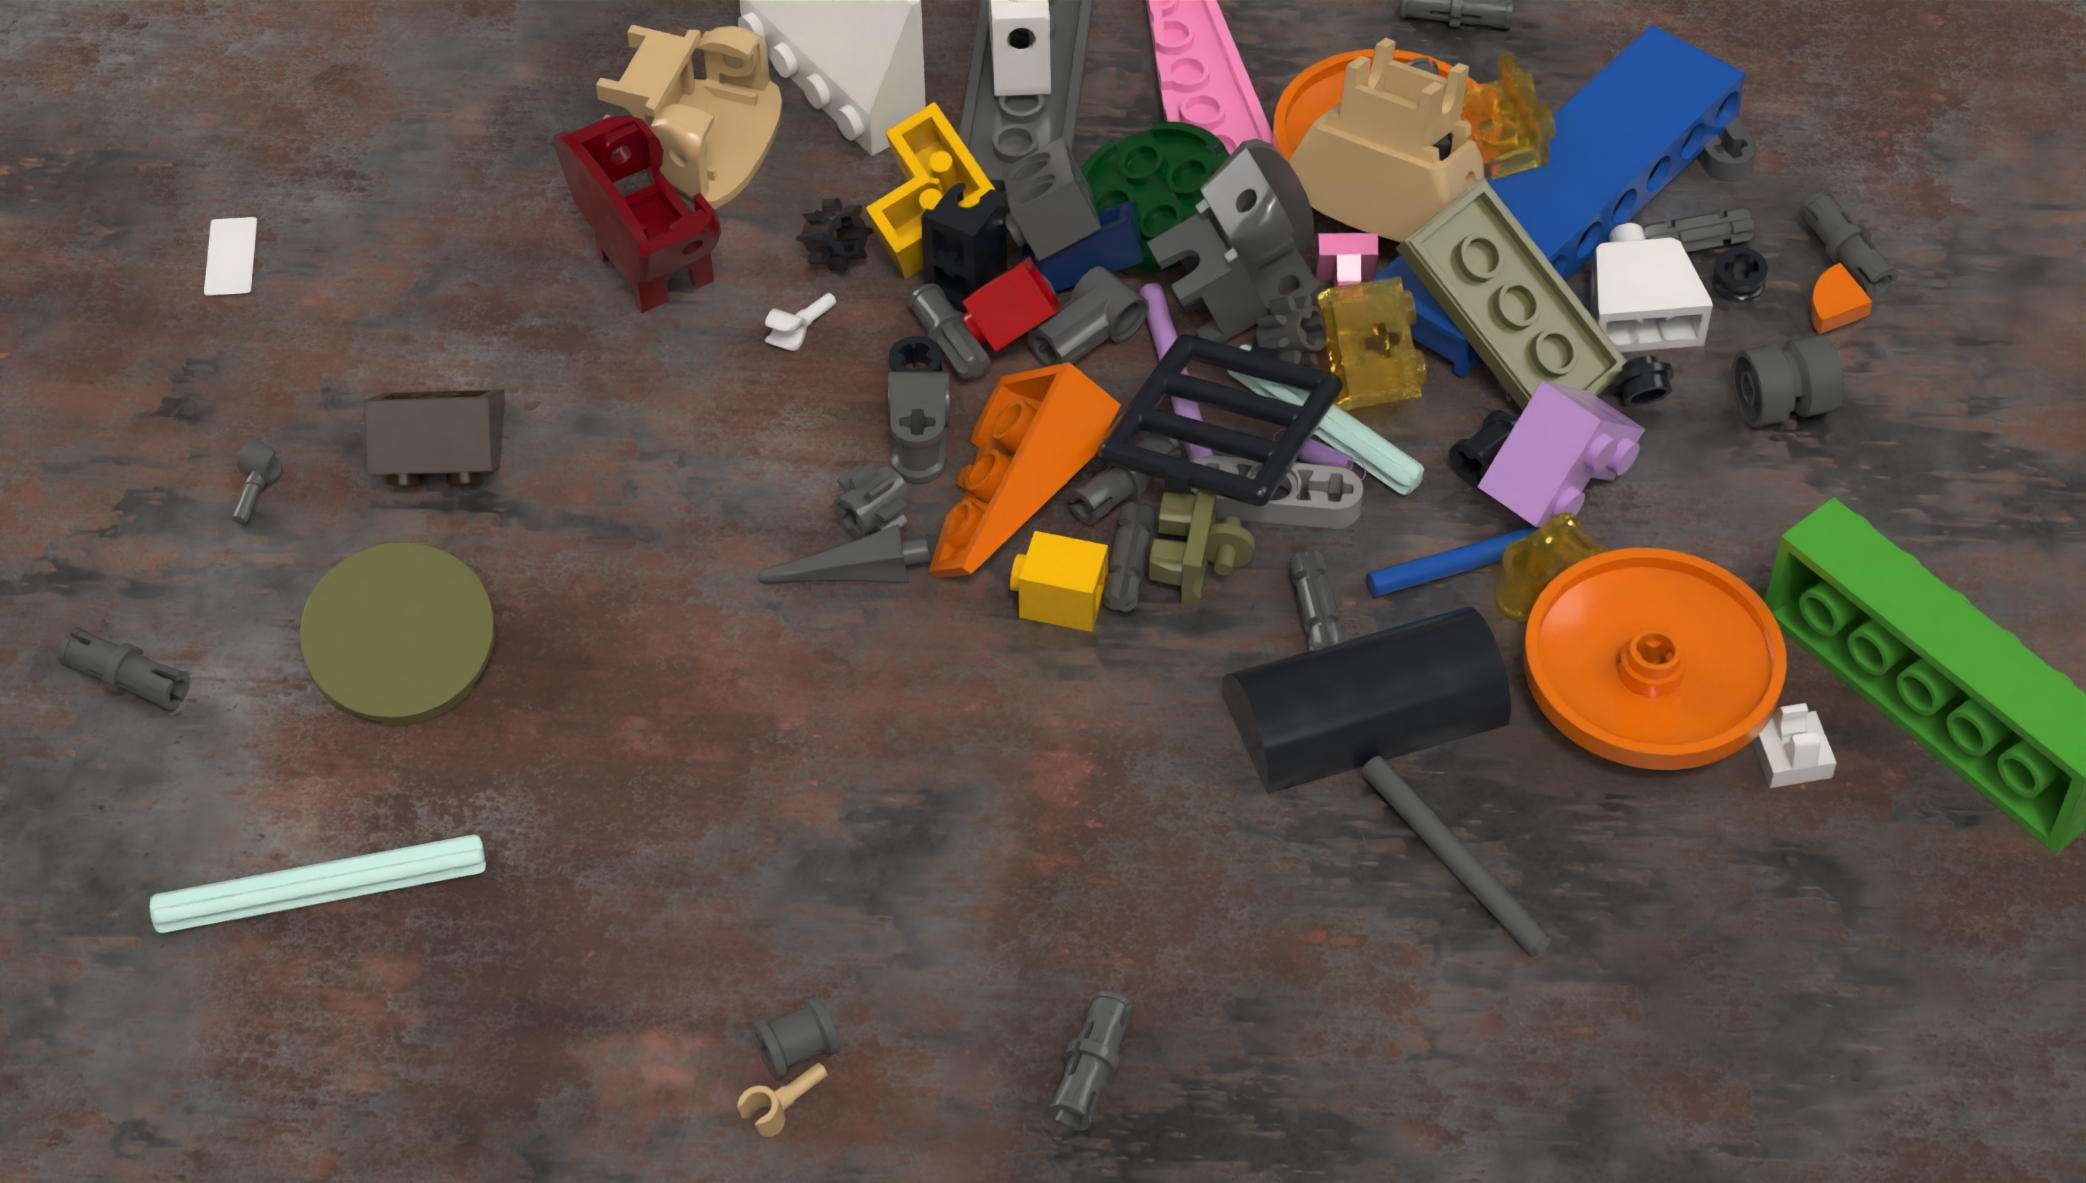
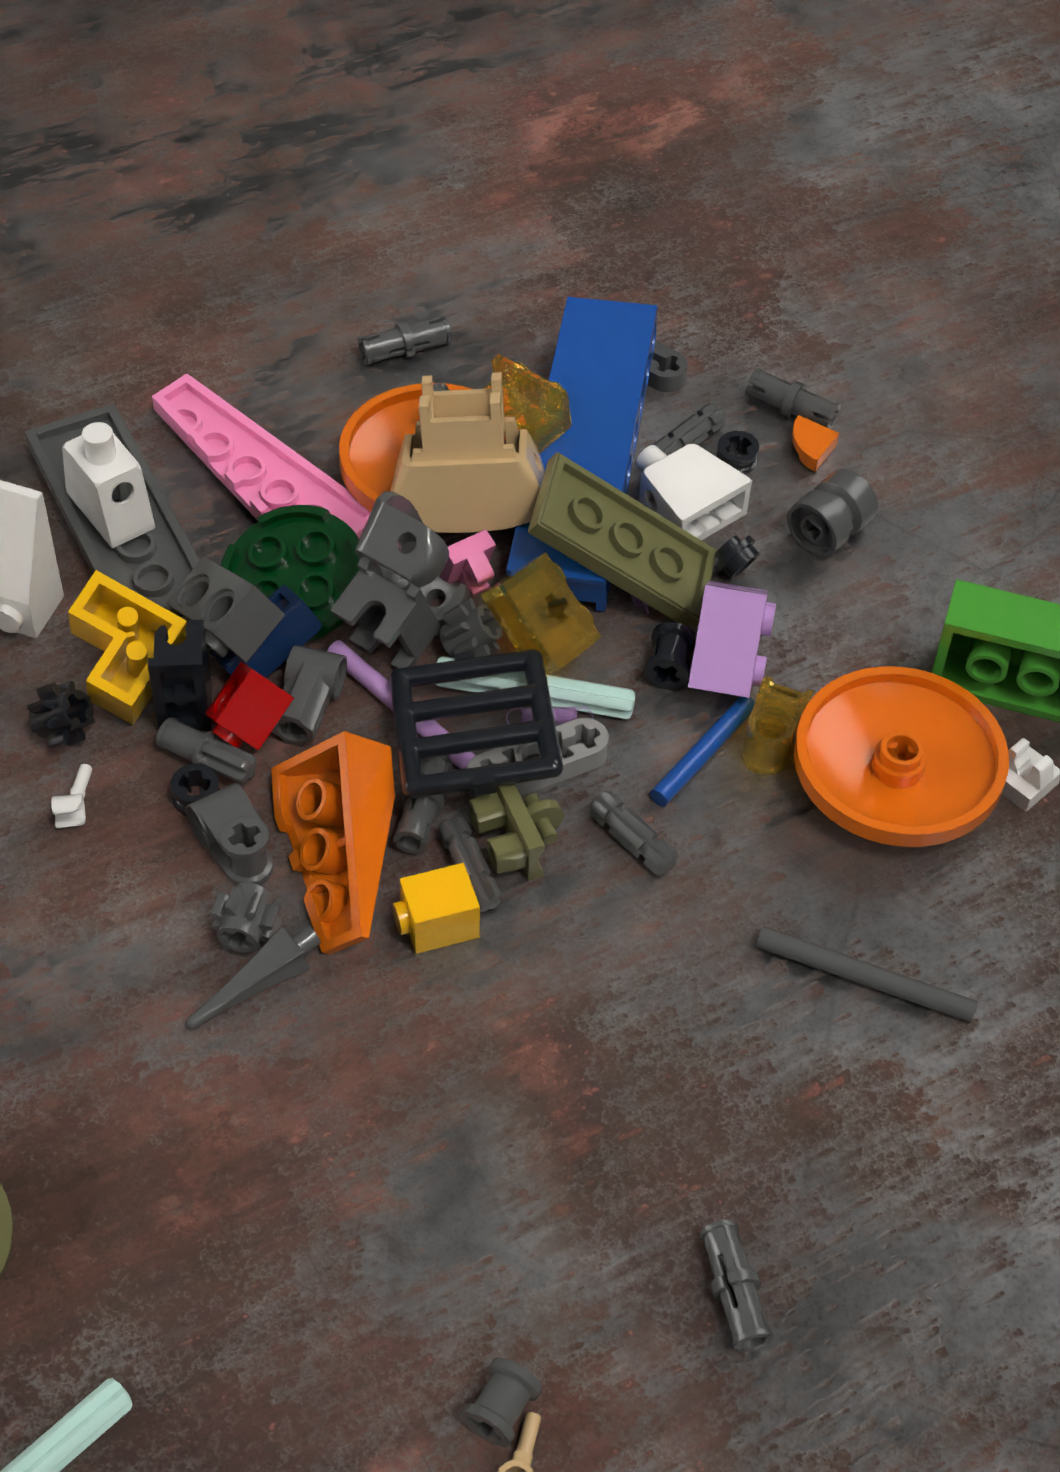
camera: 35 degrees left, 0 degrees up
(1370, 698) = (723, 885): black brick -> none

